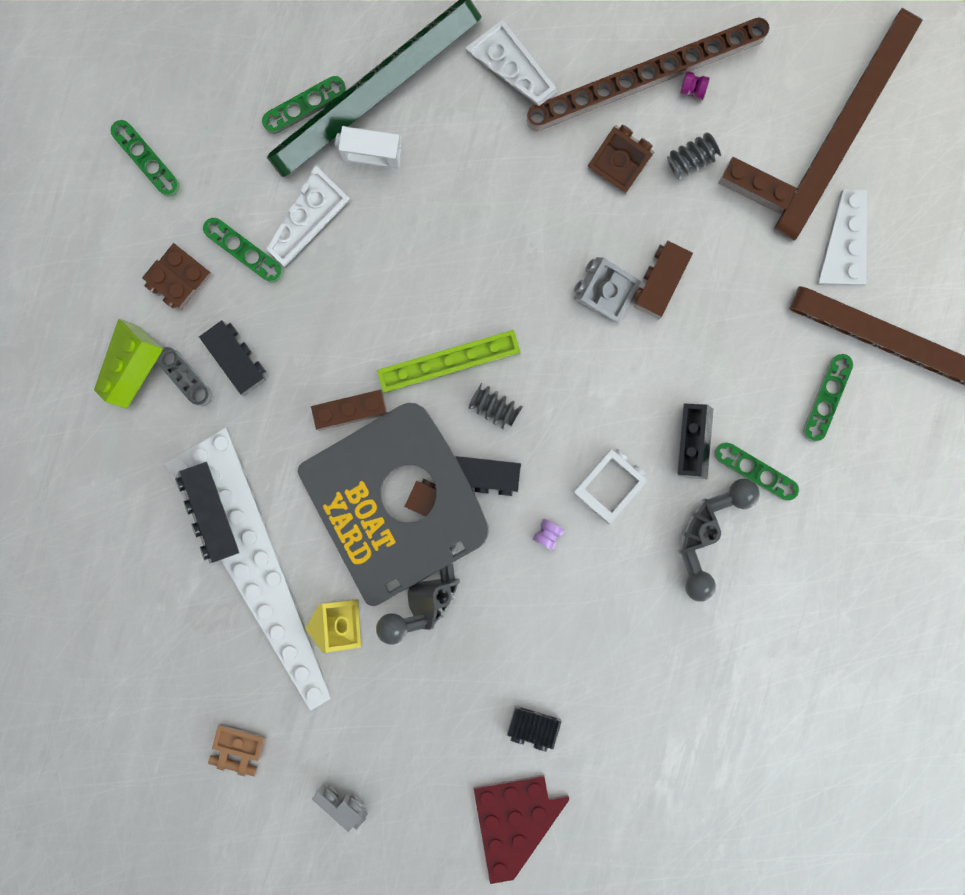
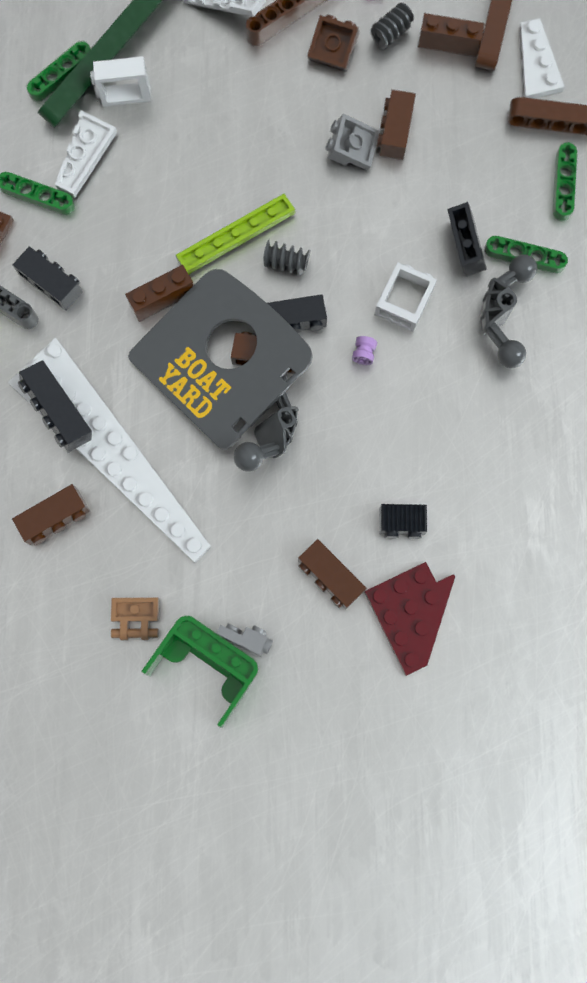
camera: 15 degrees left, 10 degrees down
(177, 623) = (51, 515): none -> reddish brown brick
(326, 835) = (194, 637): none -> green windscreen
(335, 626) = (196, 477): light yellow slope -> none
(444, 763) = (330, 574): none -> reddish brown brick

